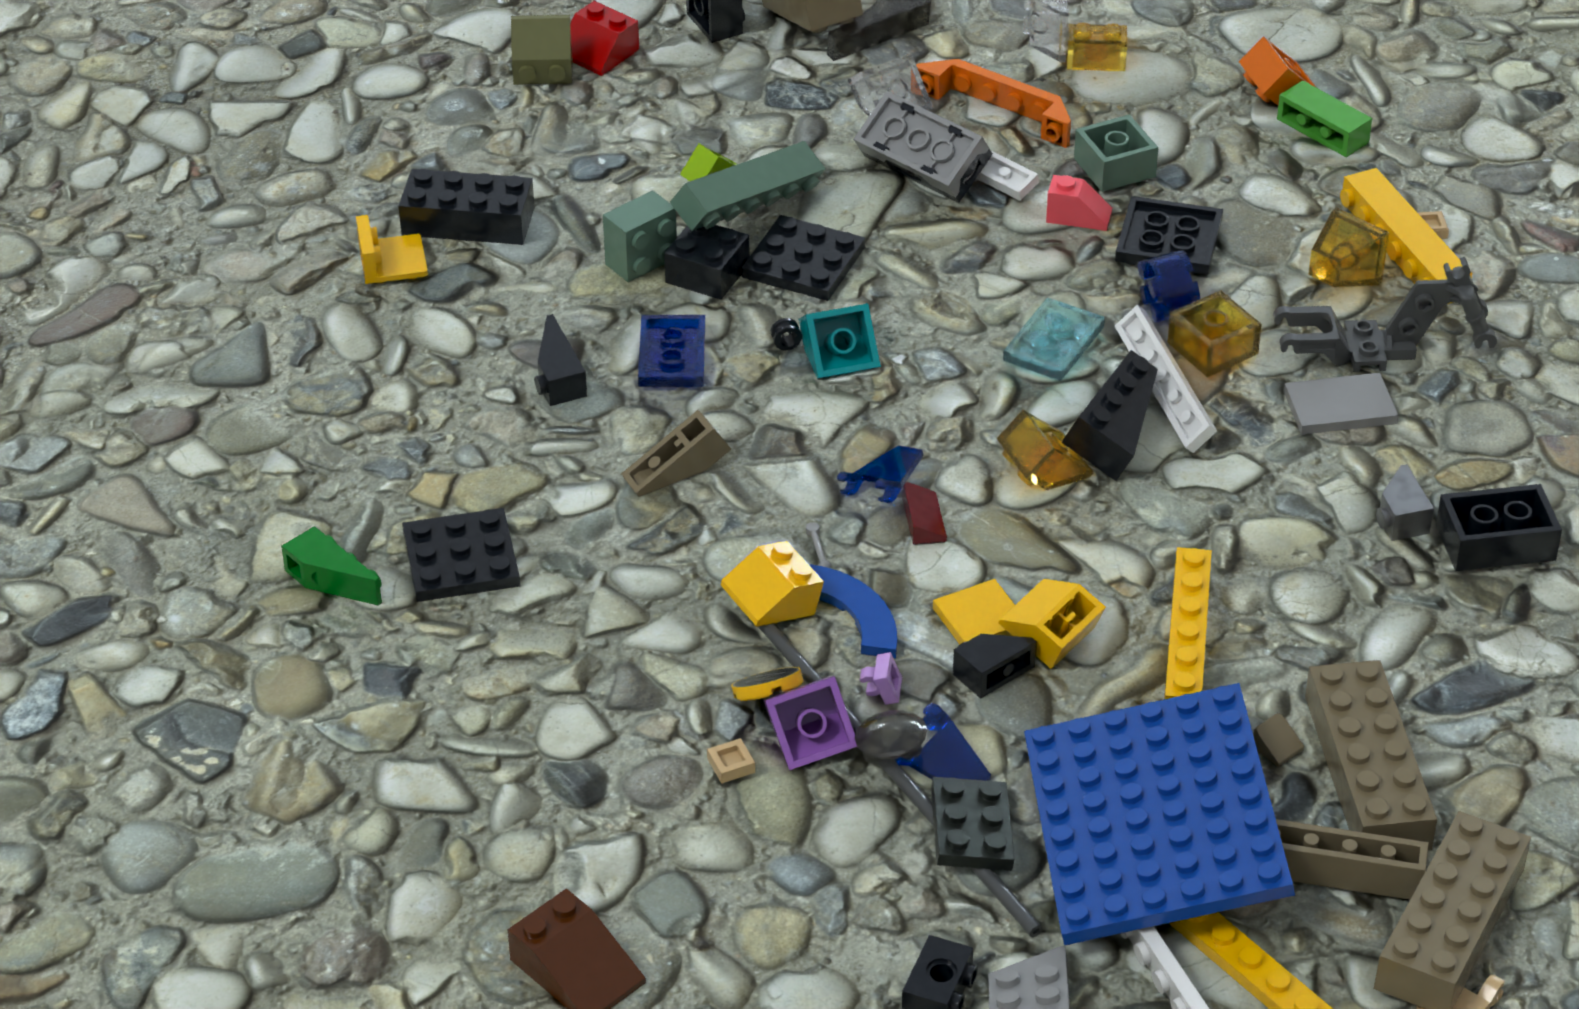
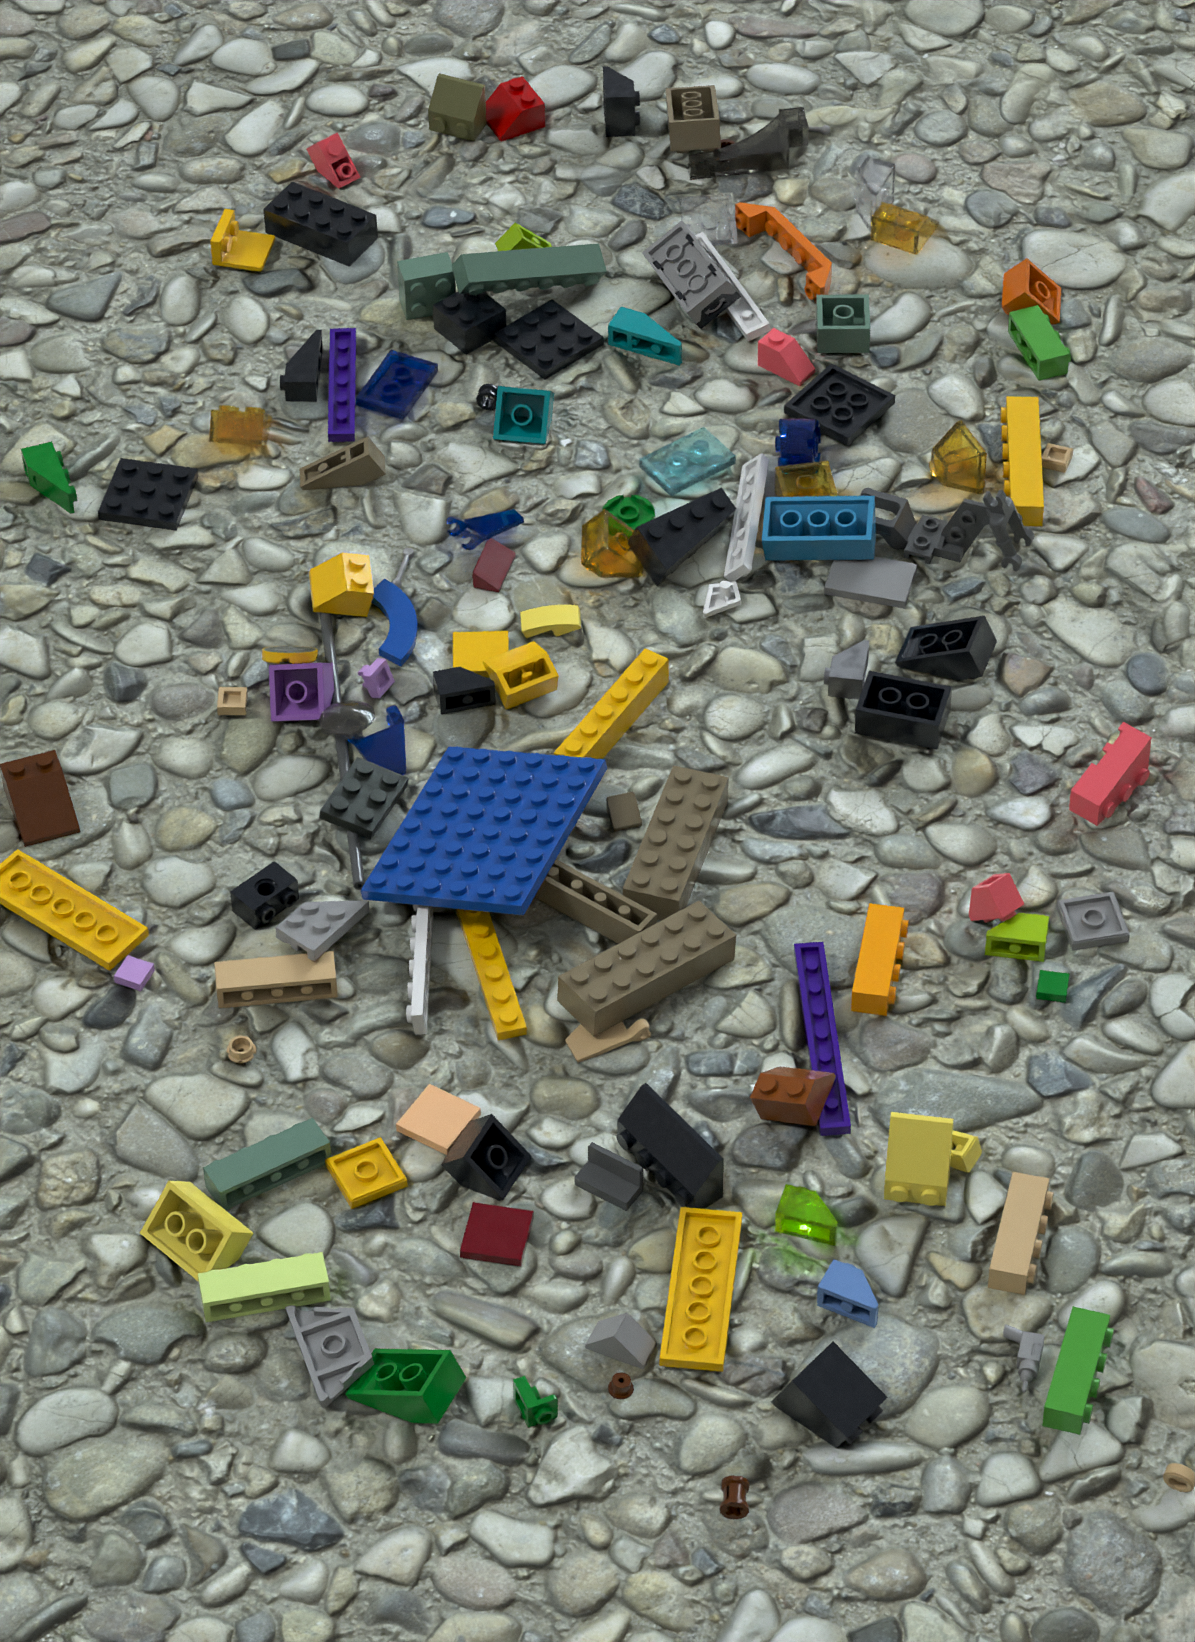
camera: 25 degrees right, 5 degrees up
(434, 139) = (333, 161): none -> coral slope
(525, 447) = (238, 427): none -> clear yellow slope
(610, 369) = (342, 385): none -> dark purple plate
(912, 224) = (642, 335): none -> teal slope
(1033, 401) = (631, 510): none -> green tile
(1036, 548) = (558, 618): none -> light yellow slope
(1200, 470) = (721, 598): none -> white piece
(1263, 362) = (819, 528): none -> dark azure slope
(1485, 449) = (949, 648): none -> black slope

